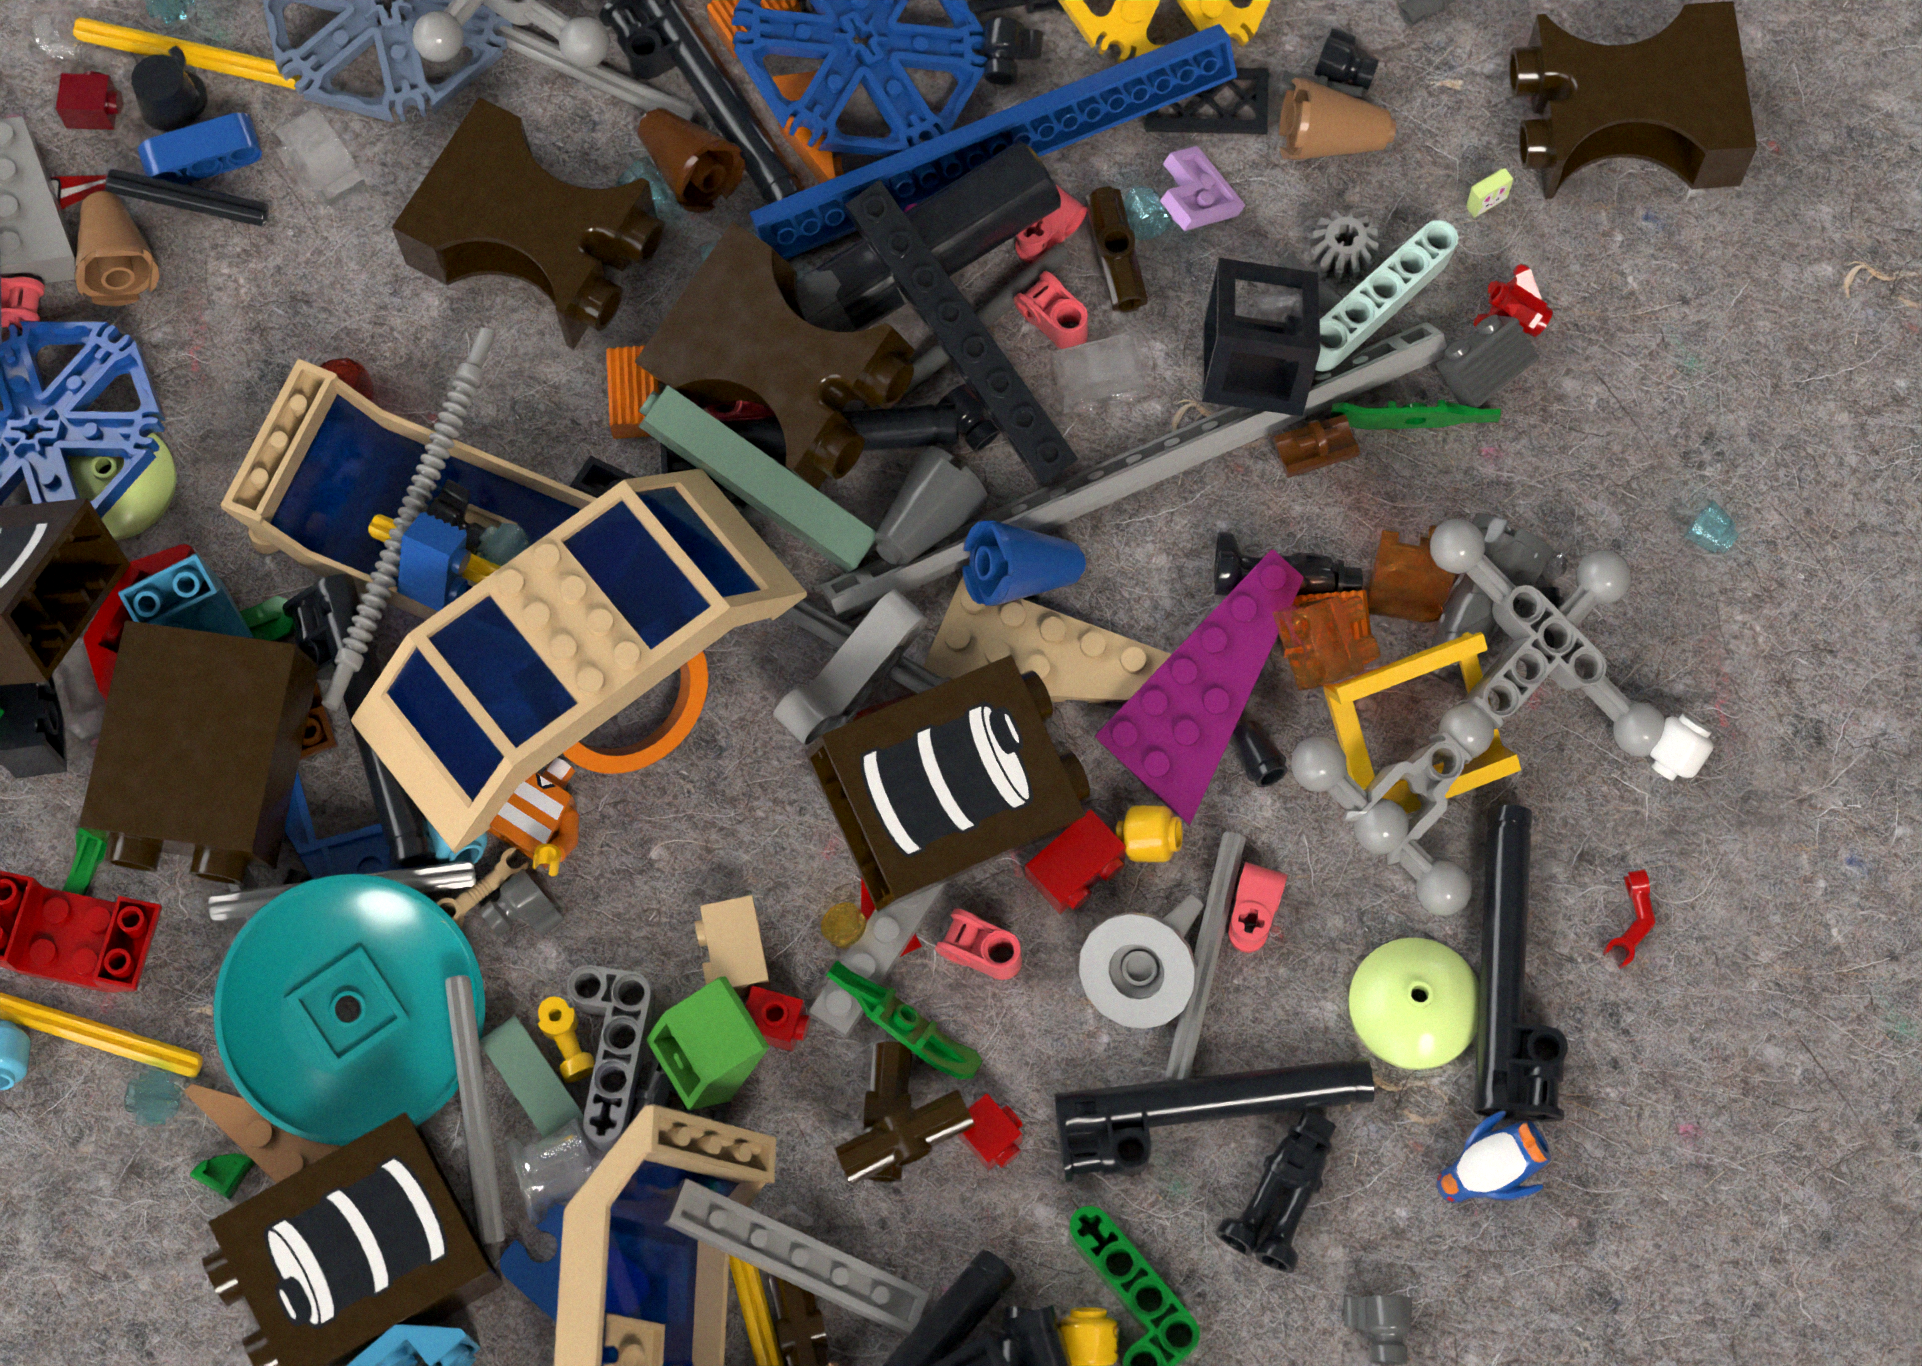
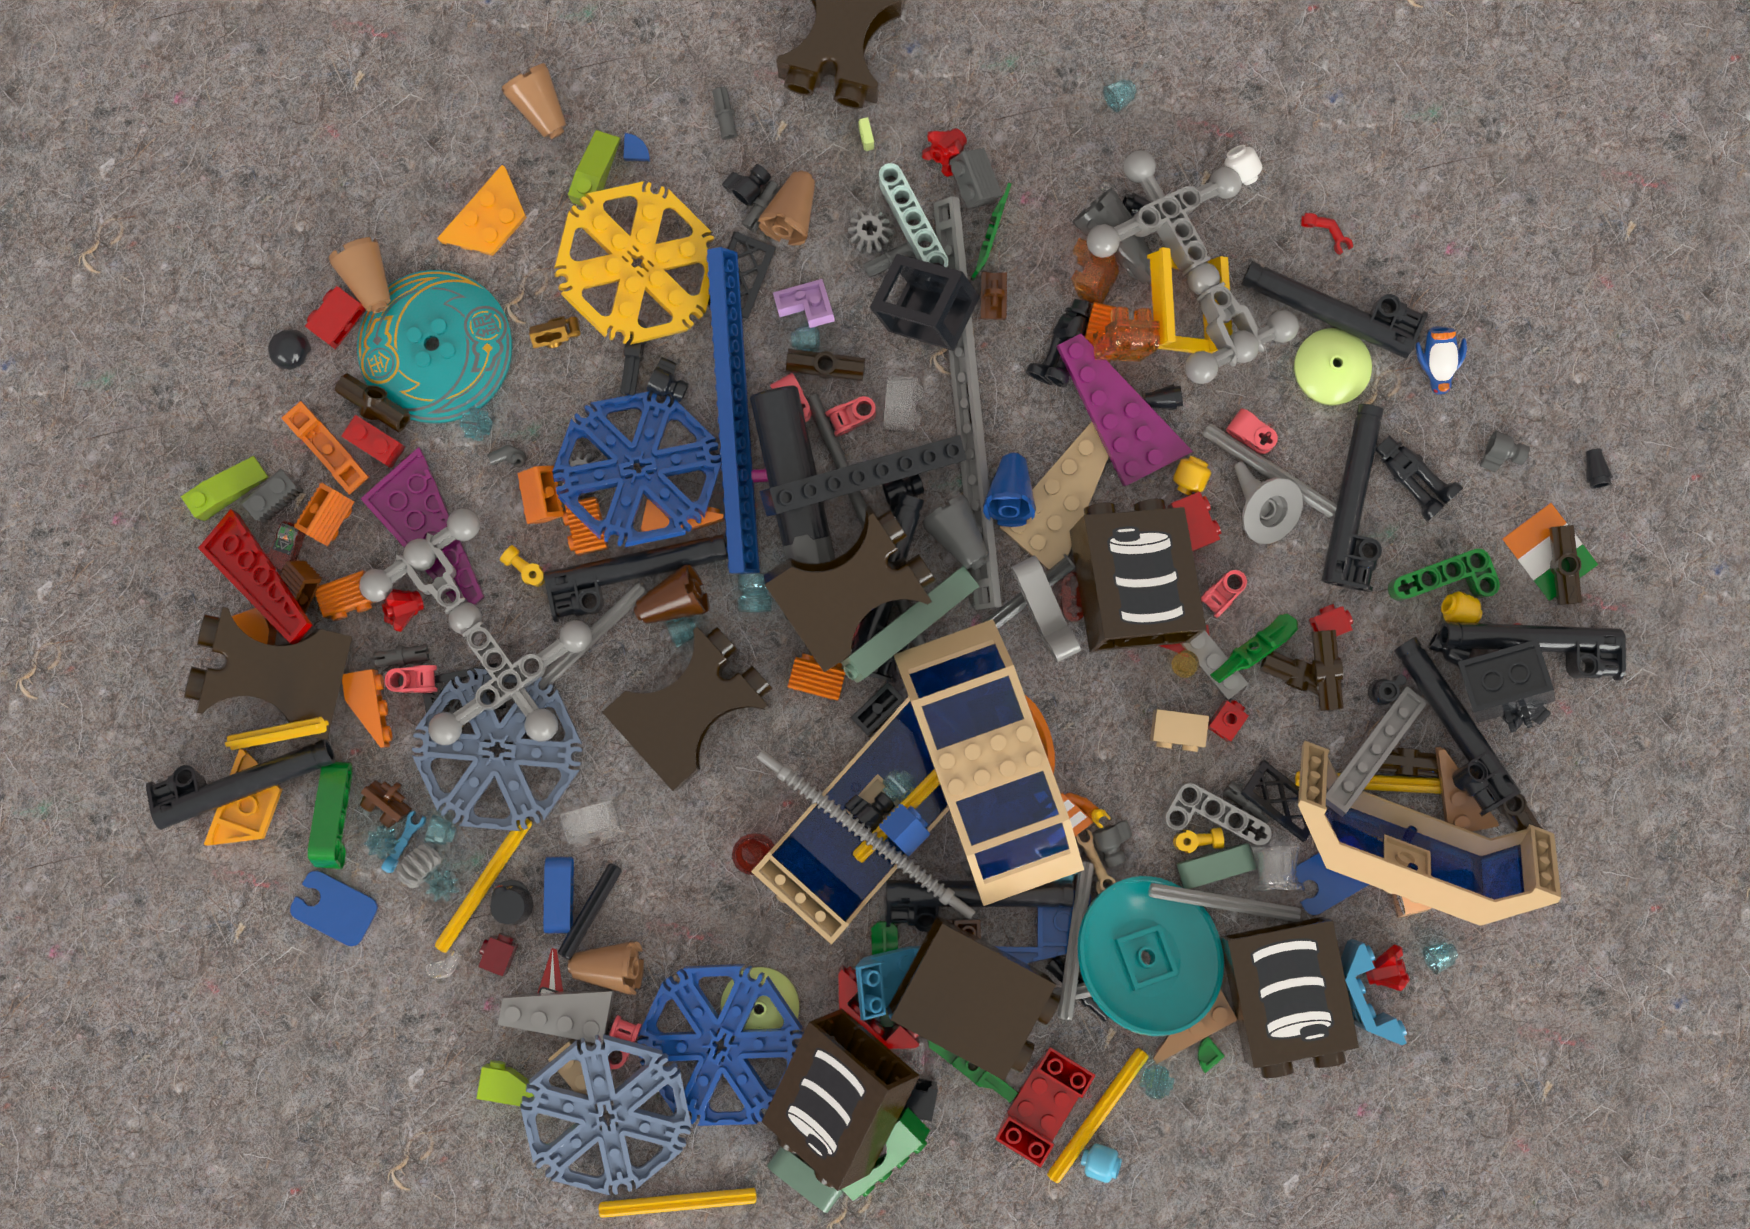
camera: 75 degrees left, 15 degrees up
(708, 1045) = (1237, 761): bright green slope -> none
(908, 1259) = (1384, 690): none -> black piece

